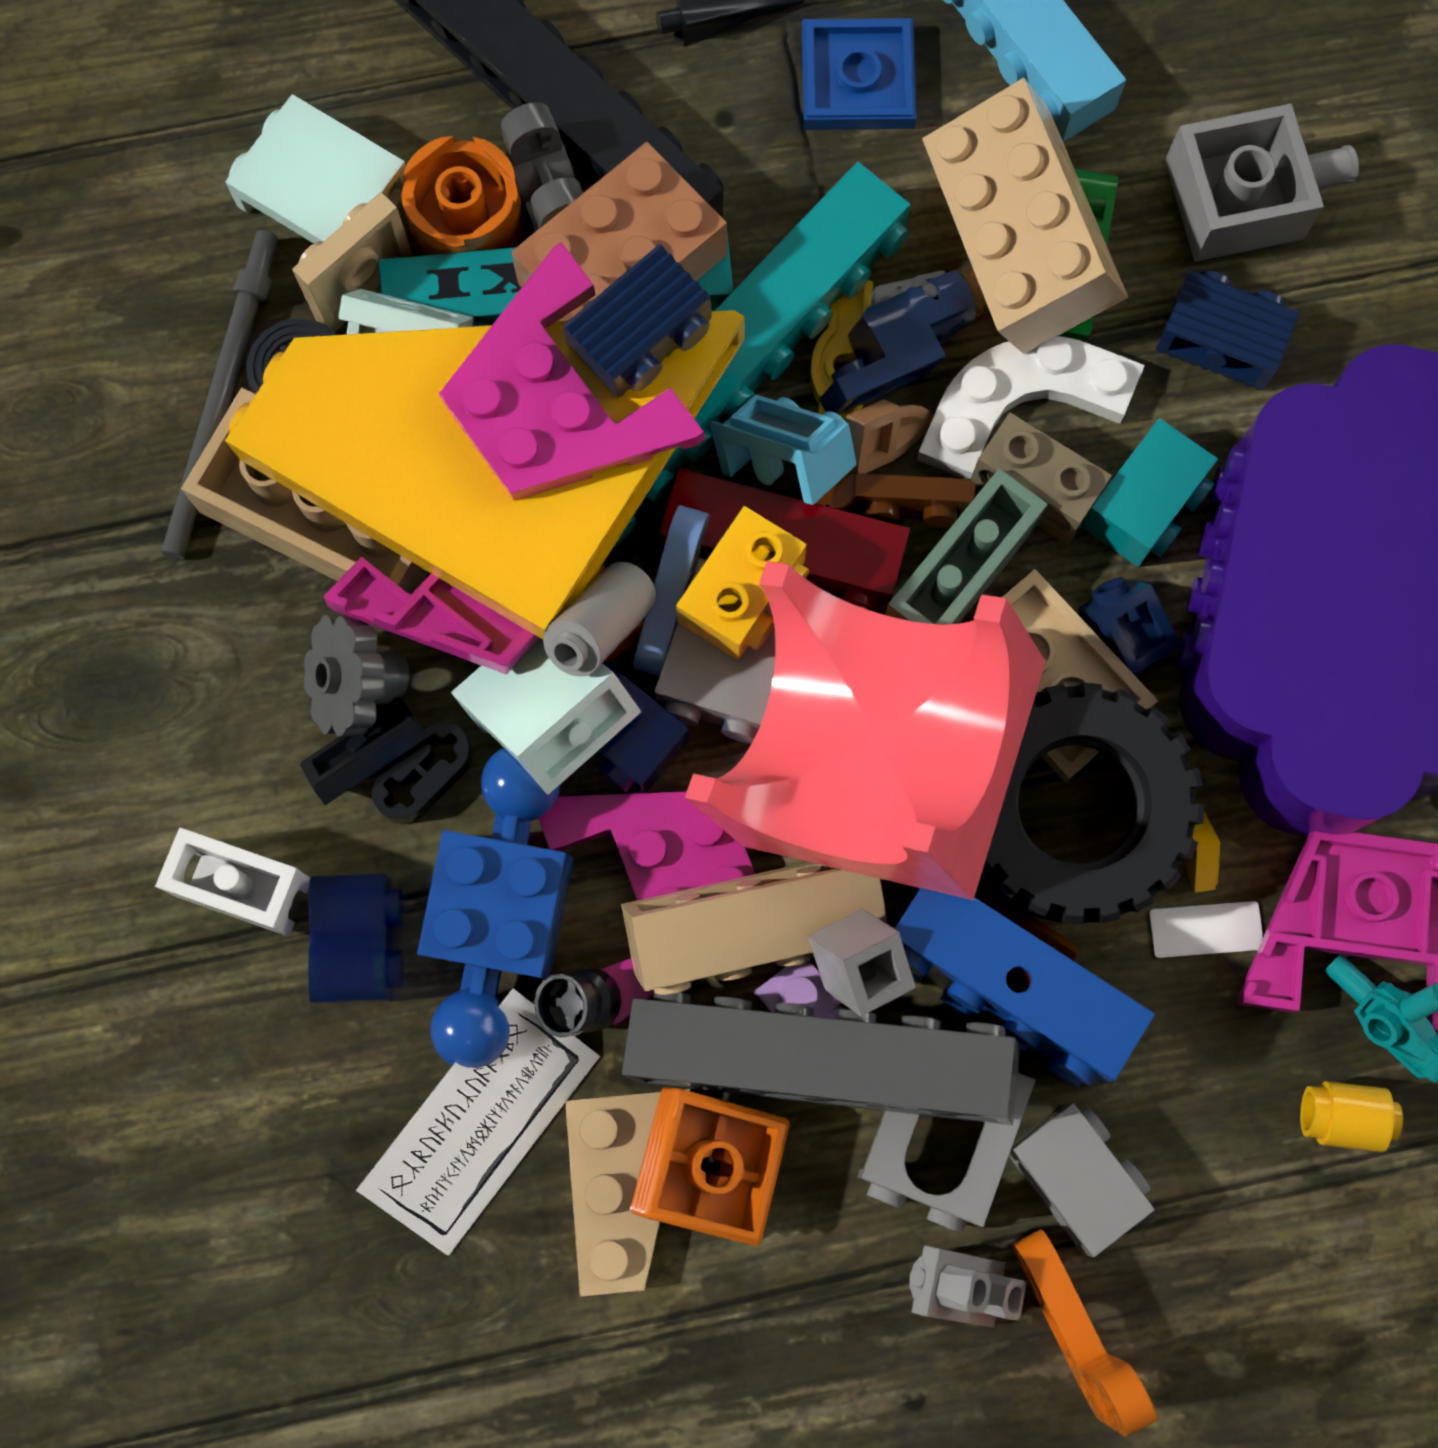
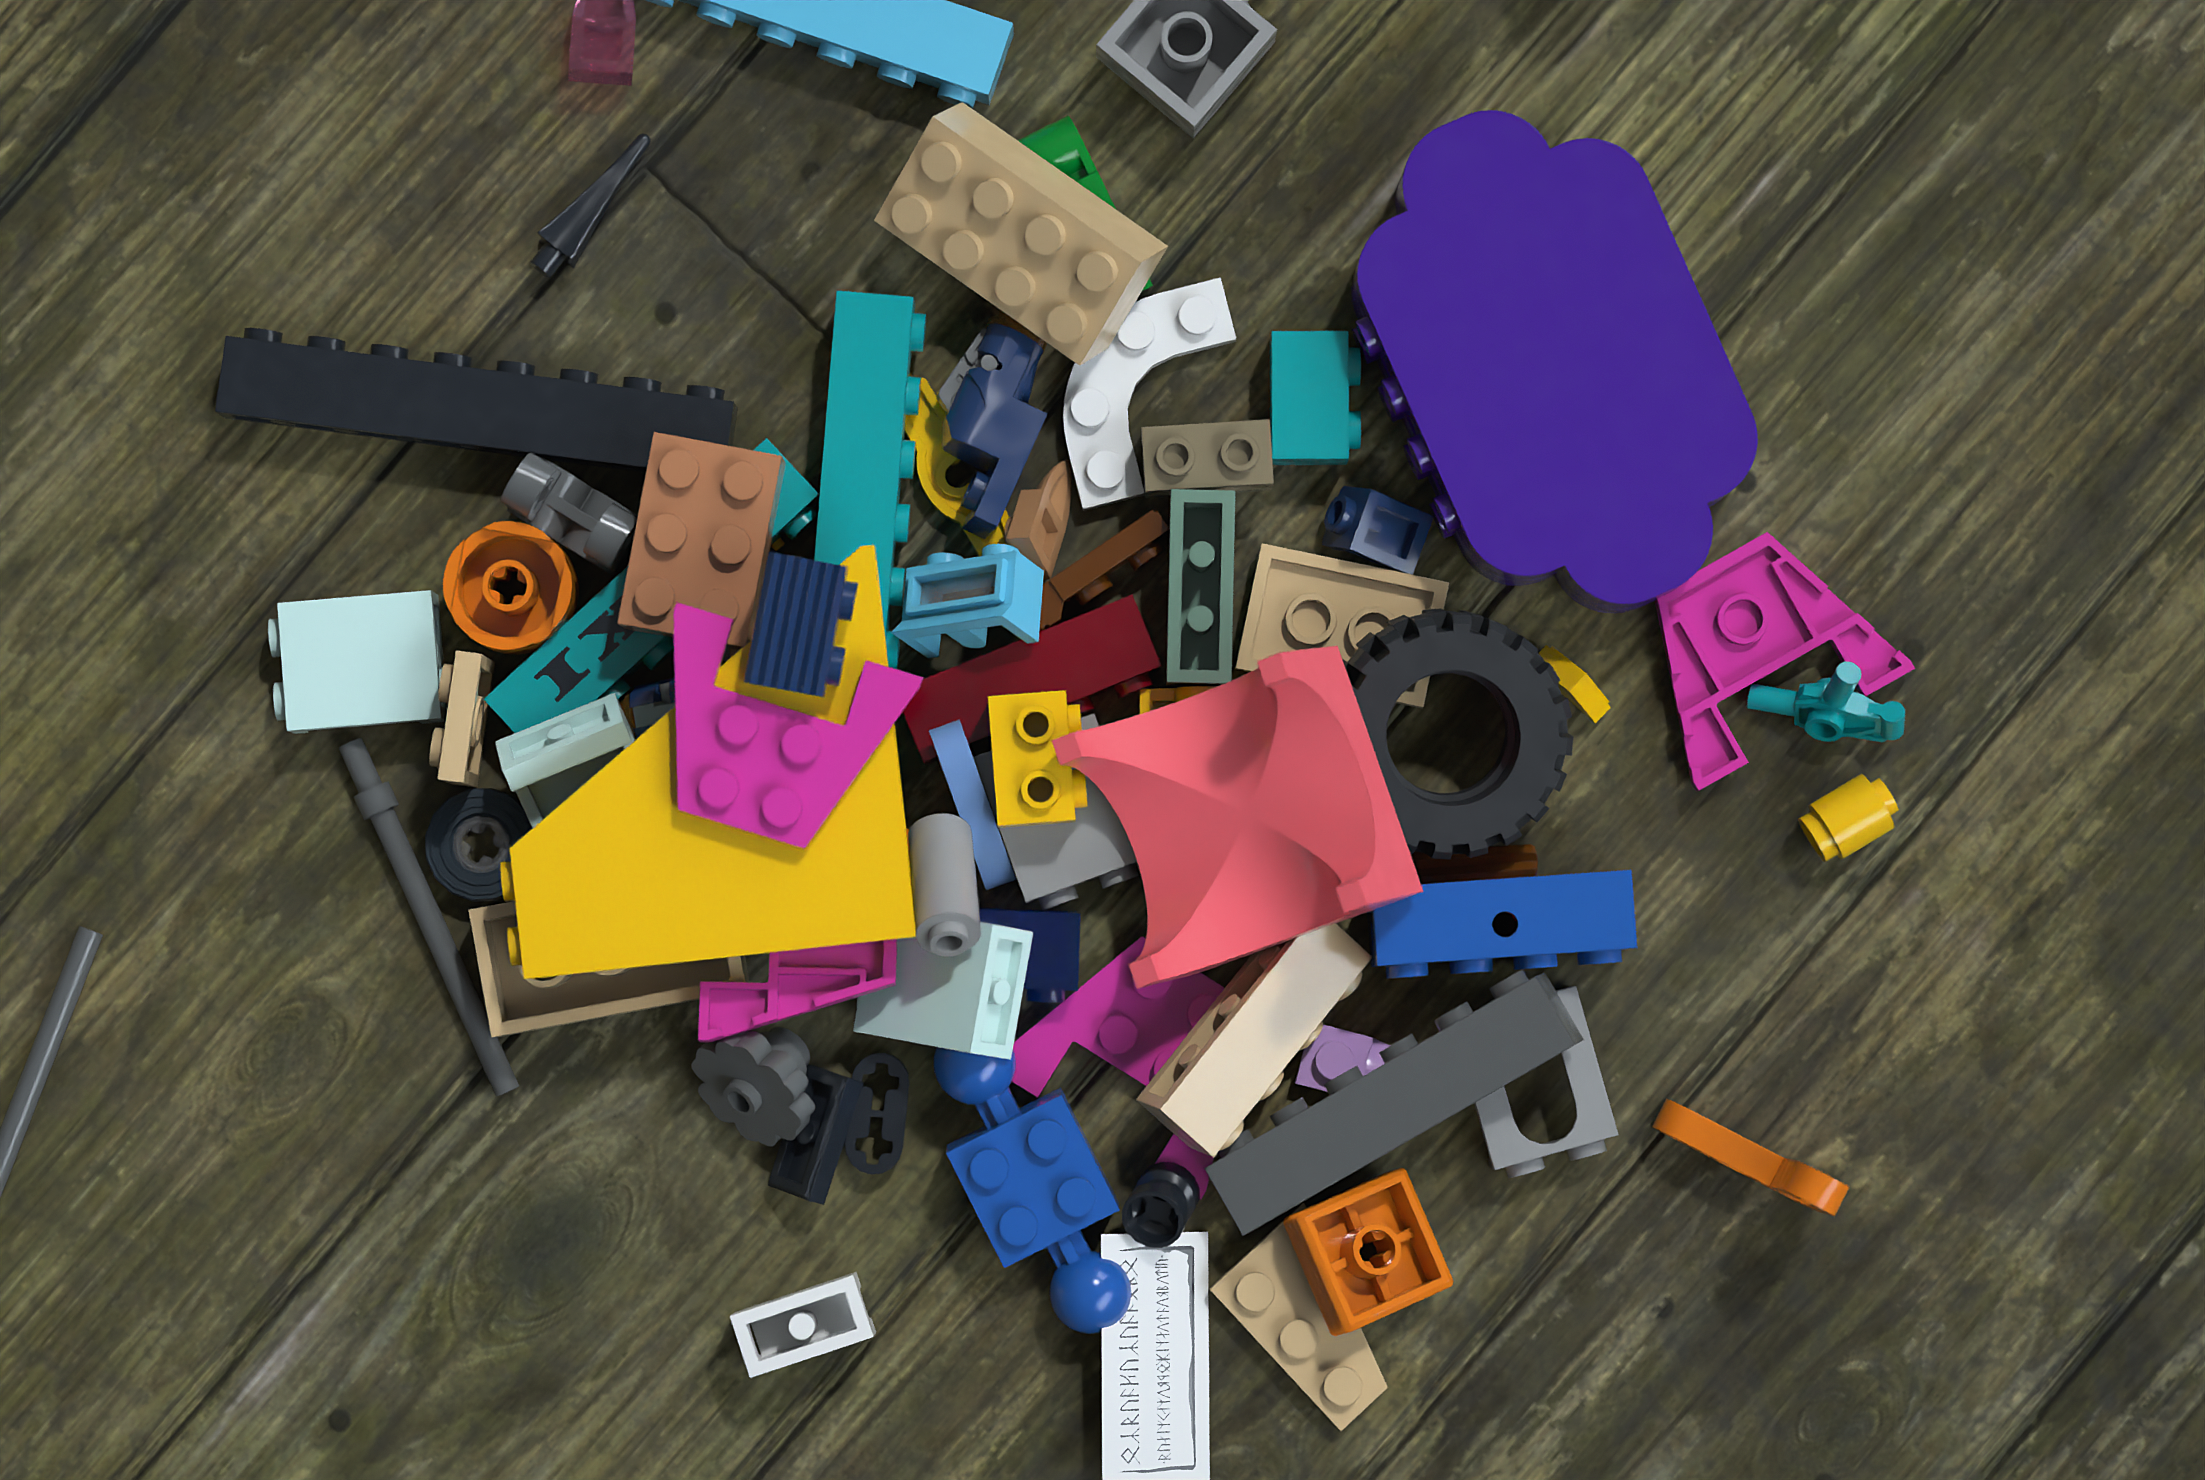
camera: 40 degrees left, 10 degrees up
(353, 939) = (934, 1293): clear blue brick -> none
(858, 74) = (756, 178): blue tile -> none
(862, 961) = (1369, 1003): light grey brick -> none
(964, 1288) = (1639, 1192): light grey hips -> none
(1081, 1178) = (1669, 1034): light grey piece -> none
(1206, 929) = (1627, 744): white sticker -> none
(1228, 328) = (1268, 188): dark blue brick -> none

